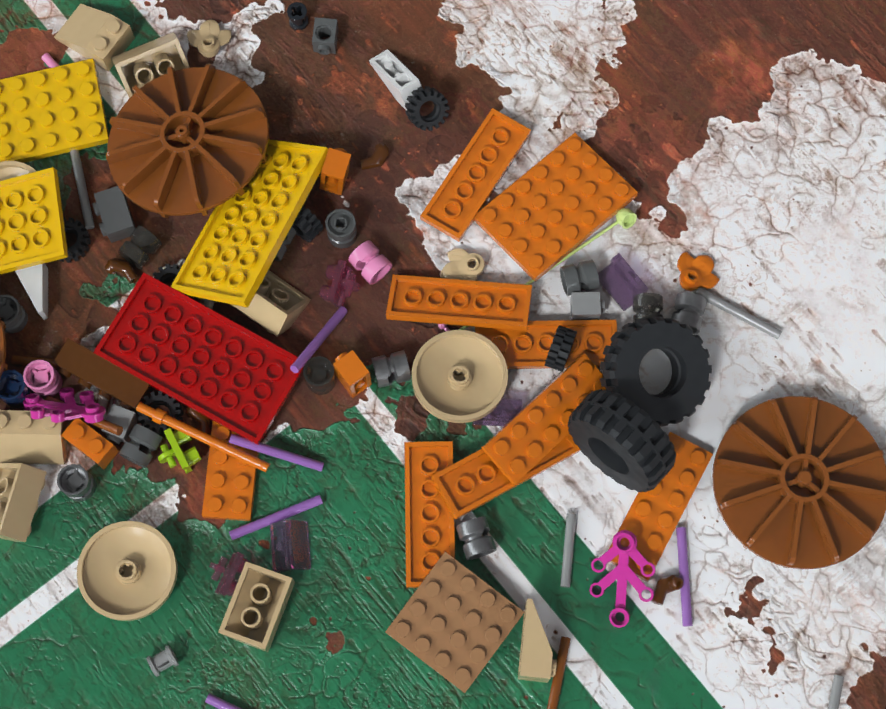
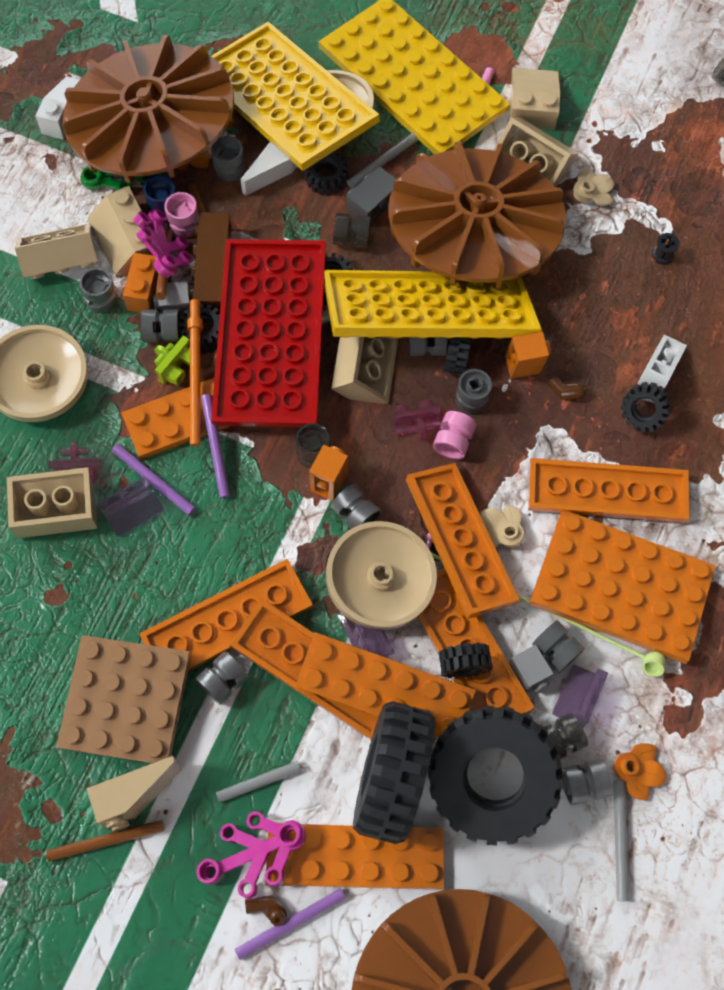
camera: 60 degrees right, 5 degrees down
(117, 265) = (326, 225): reddish brown arm -> none
(318, 340) = (346, 425): medium lavender bar -> none
(322, 28) = (666, 274): dark grey brick -> none

